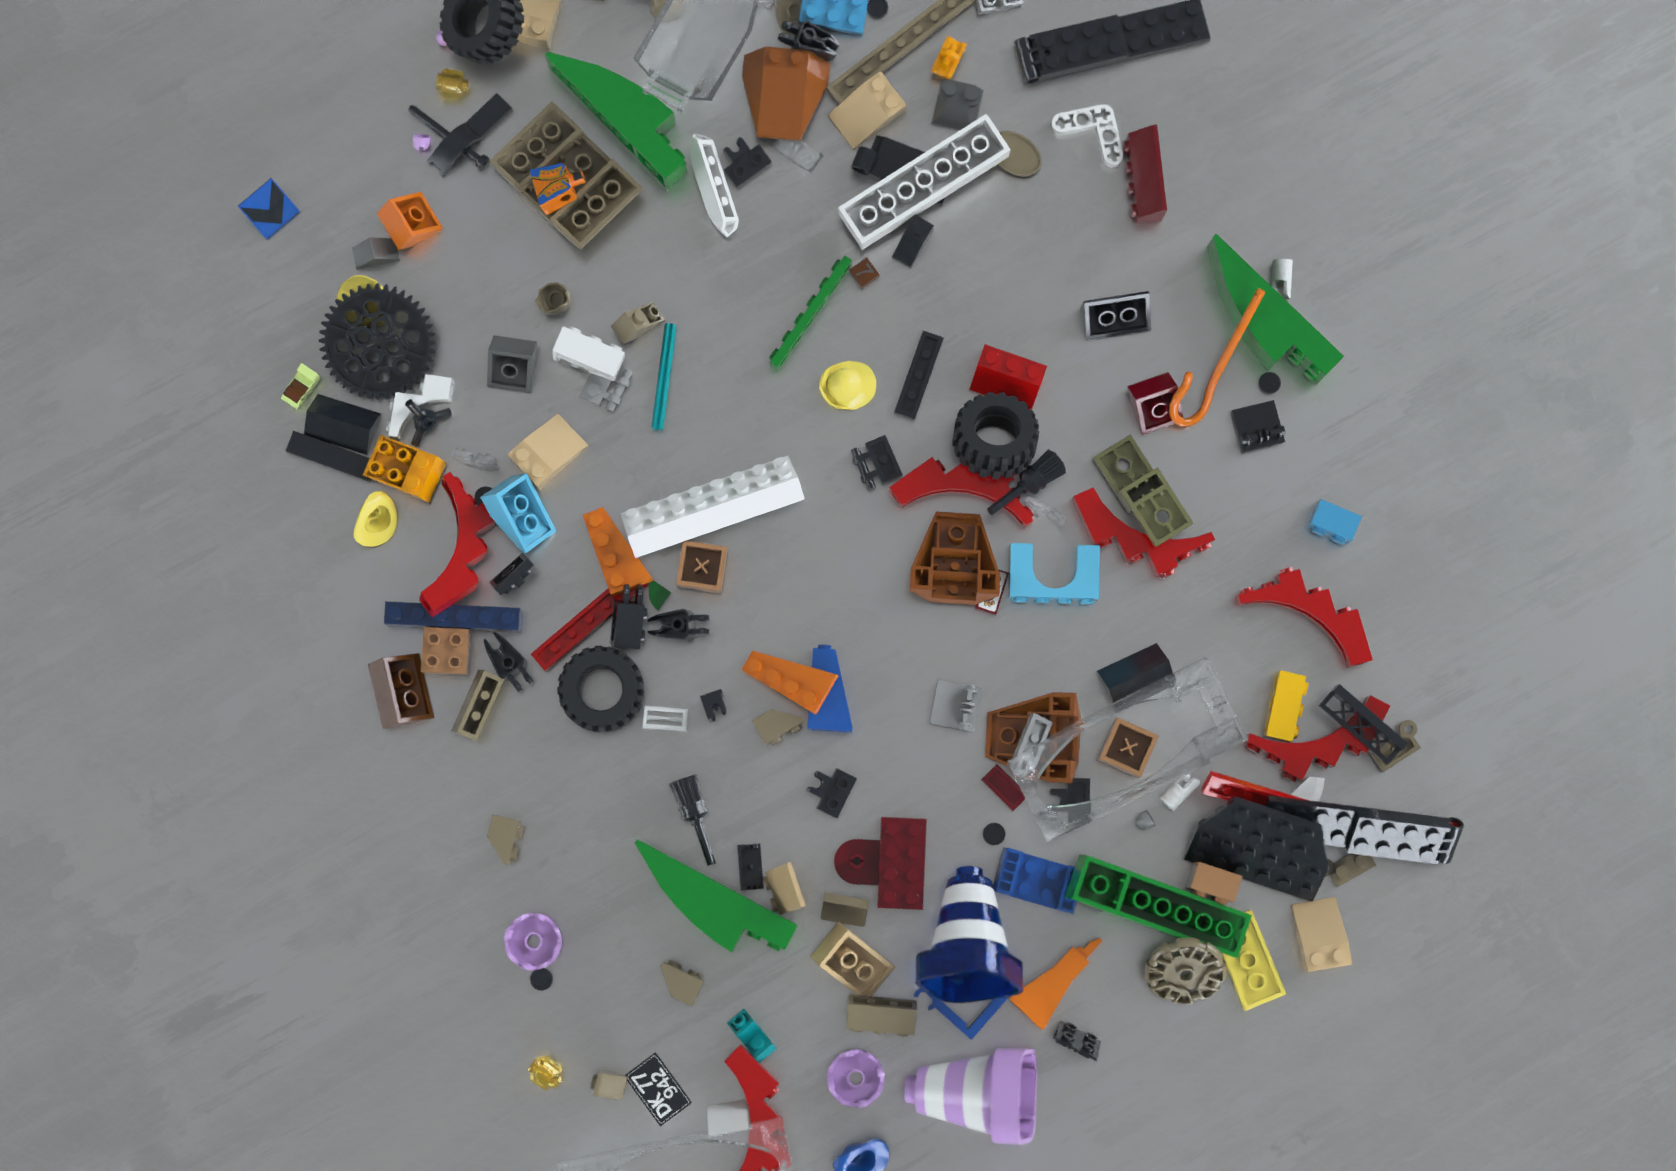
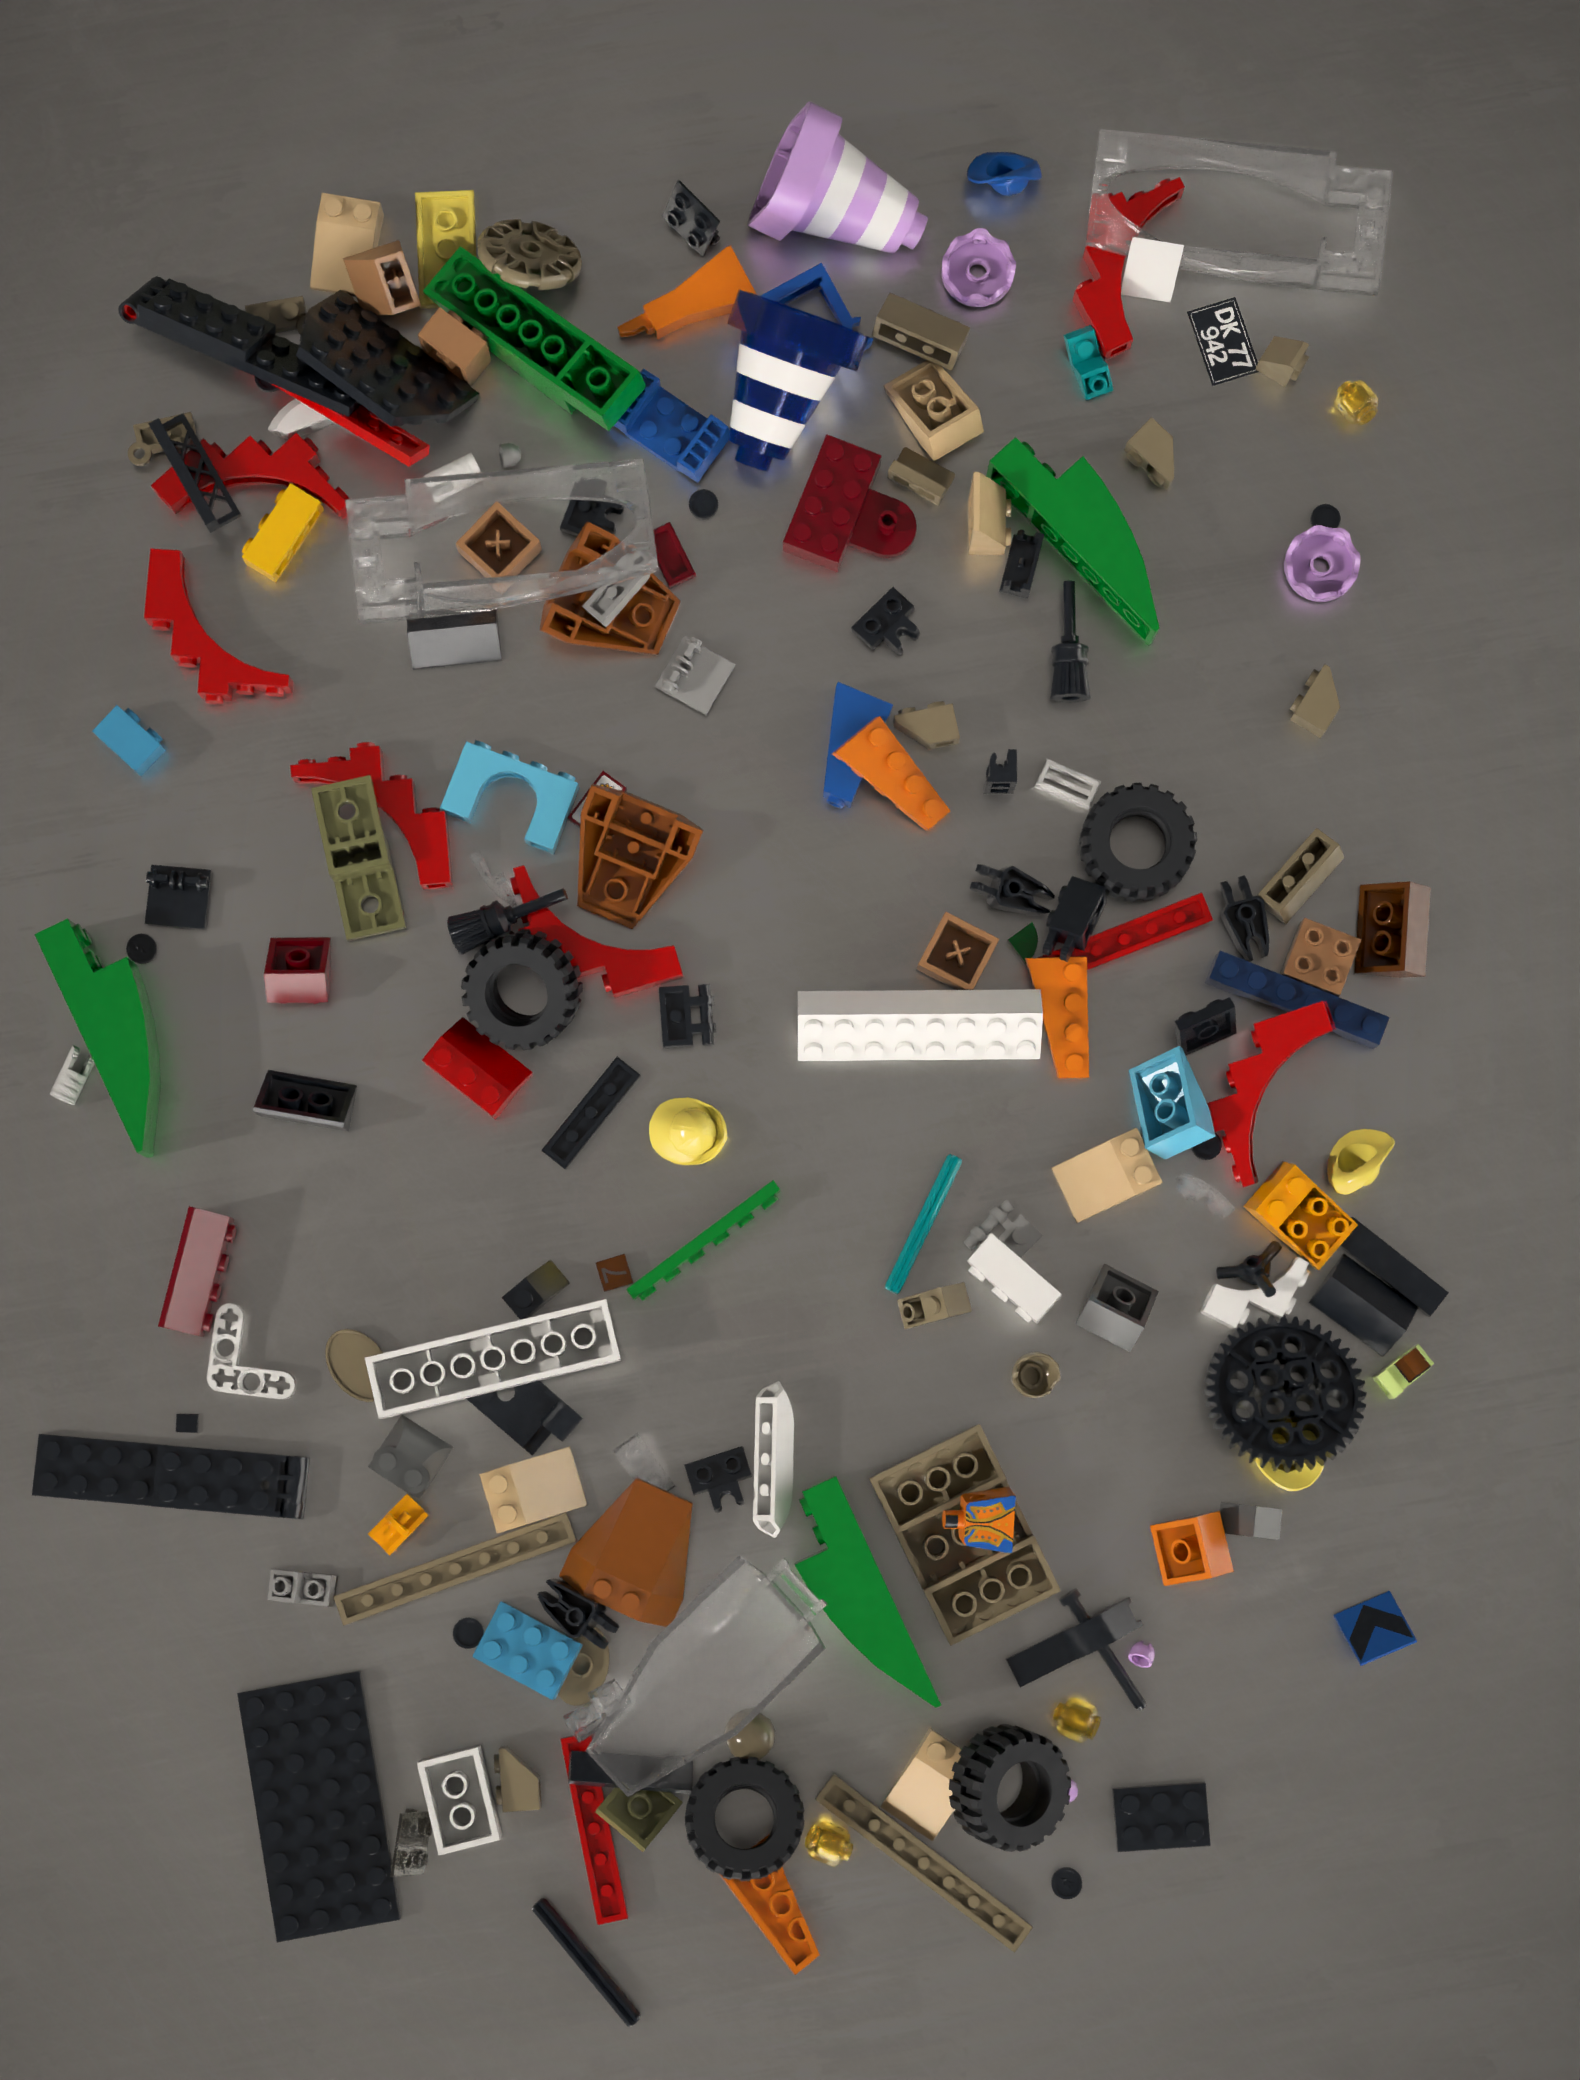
camera: 160 degrees left, 0 degrees up
(375, 42) = (1161, 1816): none -> black plate
(1115, 79) = (187, 1423): none -> black window
(1208, 395) = (205, 976): orange piece -> none
(1283, 915) = (382, 280): none -> medium nougat slope

